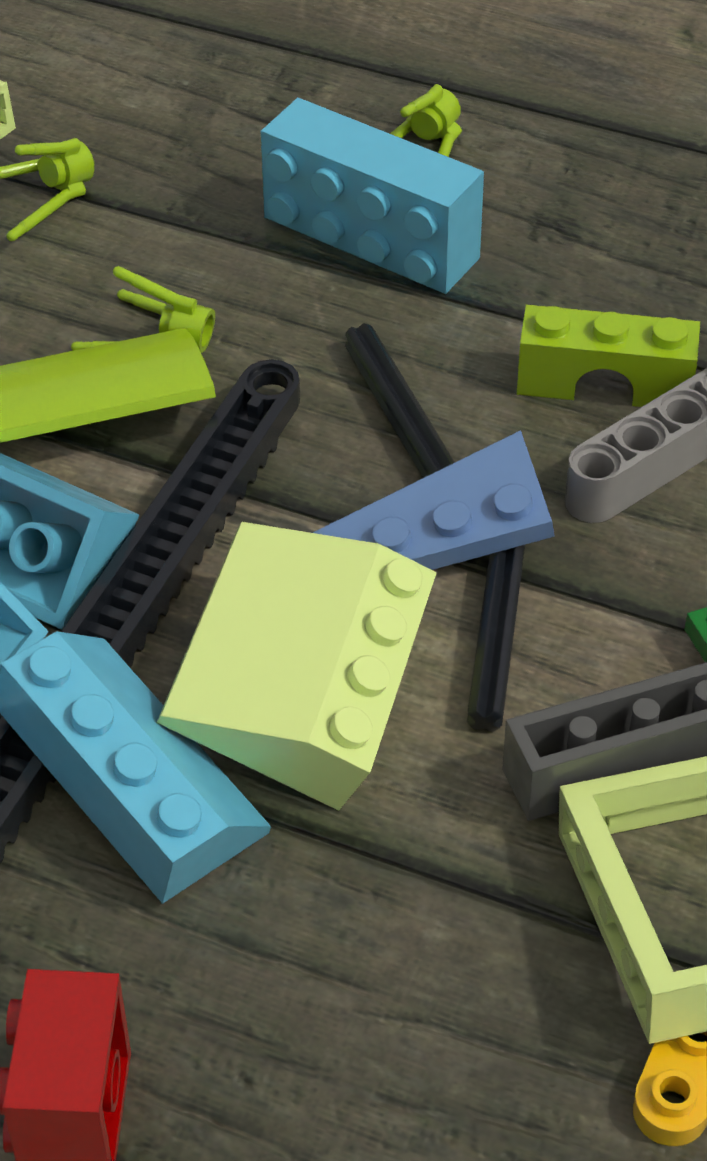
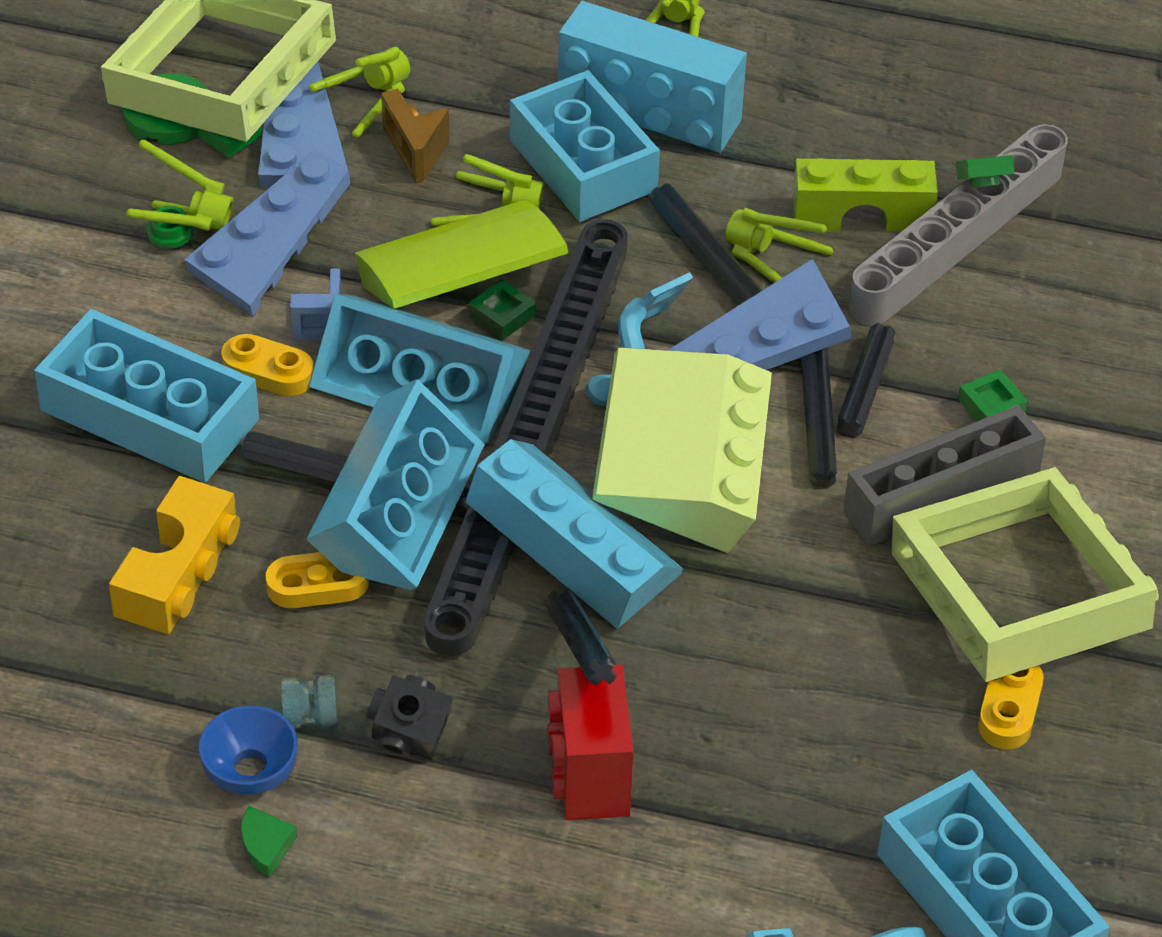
camera: 10 degrees left, 0 degrees up
(79, 927) = (582, 637): none -> black axle
(81, 244) = (415, 137): none -> pearl gold slope
(123, 460) = (502, 309): none -> dark green plate
(272, 270) = (584, 145): none -> medium azure brick
(286, 480) = (629, 327): none -> medium azure piece
(461, 392) = (754, 231): none -> lime plant
(566, 593) = (866, 380): none -> black axle

